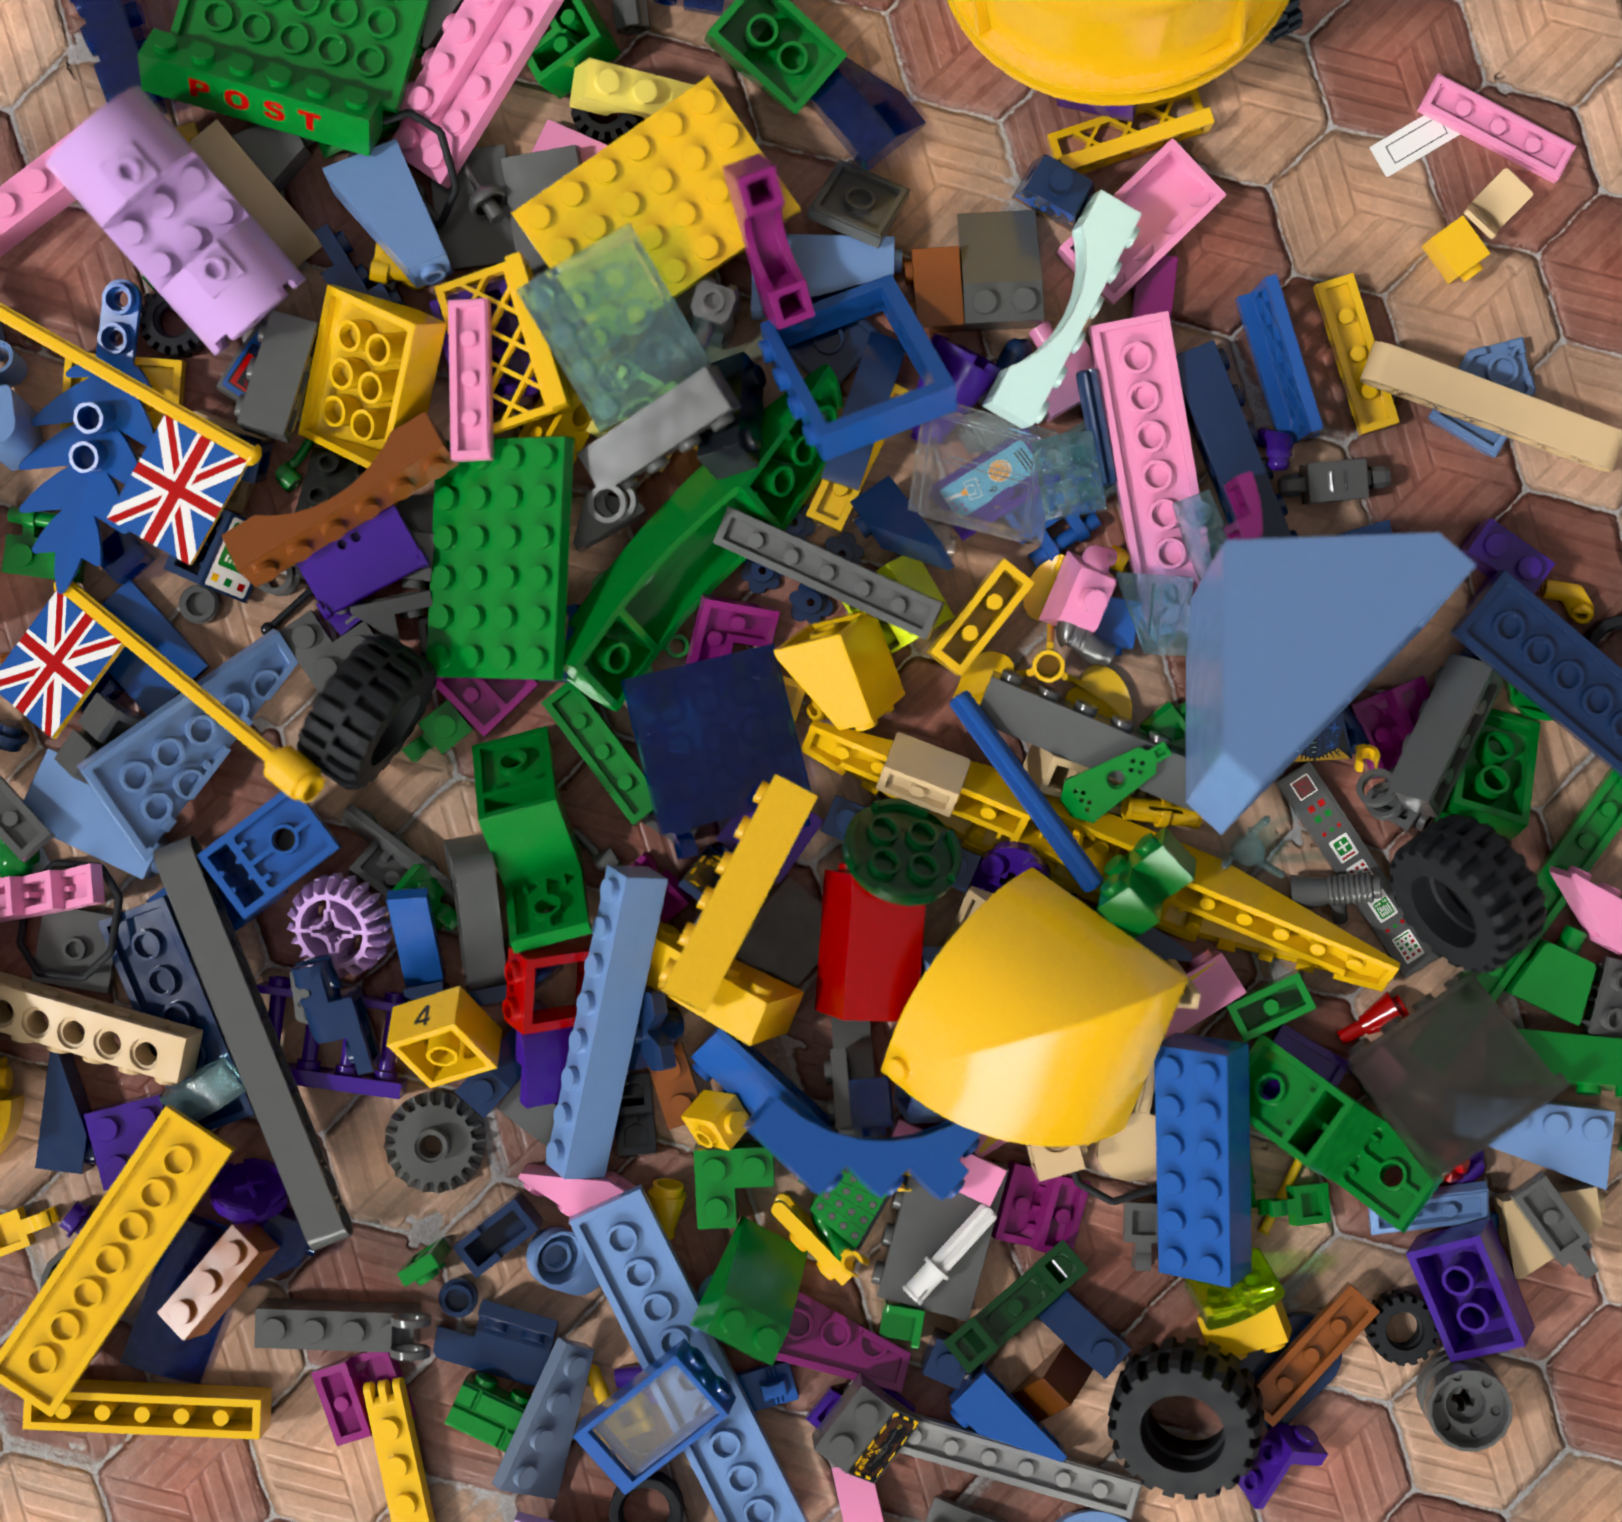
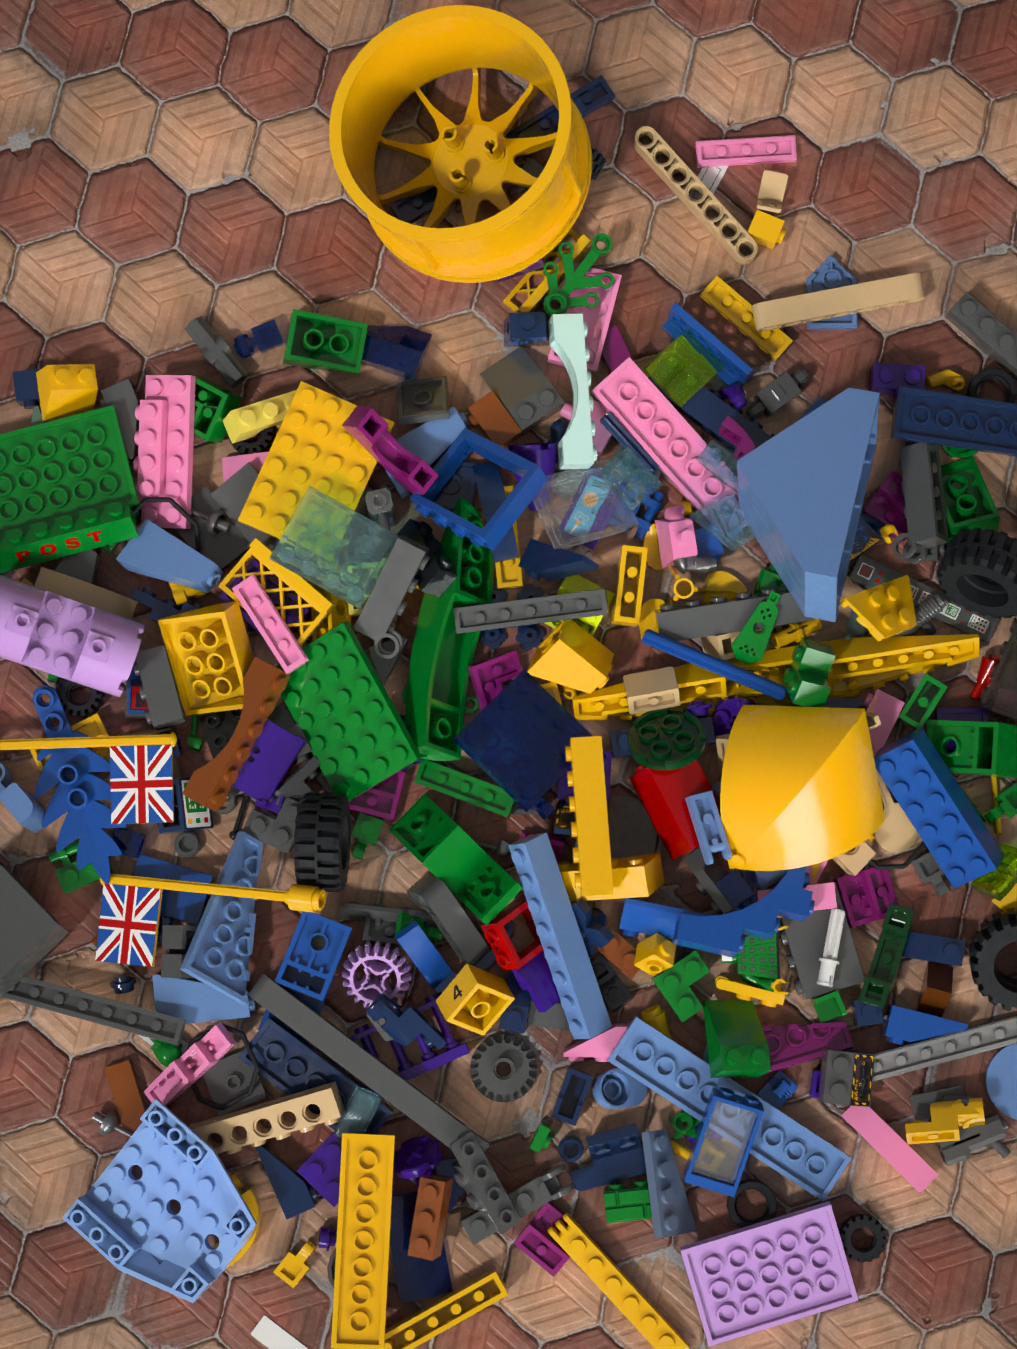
camera: 30 degrees left, 5 degrees down
(310, 1281) = (482, 1183): none -> dark grey bracket
(613, 1359) = (680, 1130): none -> green plate
(884, 1002) = (708, 826): none -> medium blue hinge
(970, 836) = (698, 709): none -> dark purple plate
(1161, 162) = (575, 279): none -> green plant
(1225, 371) = (680, 370): none -> clear neon green slope
(1298, 855) = (884, 608): none -> yellow wing
(1396, 128) = (691, 184): none -> tan beam

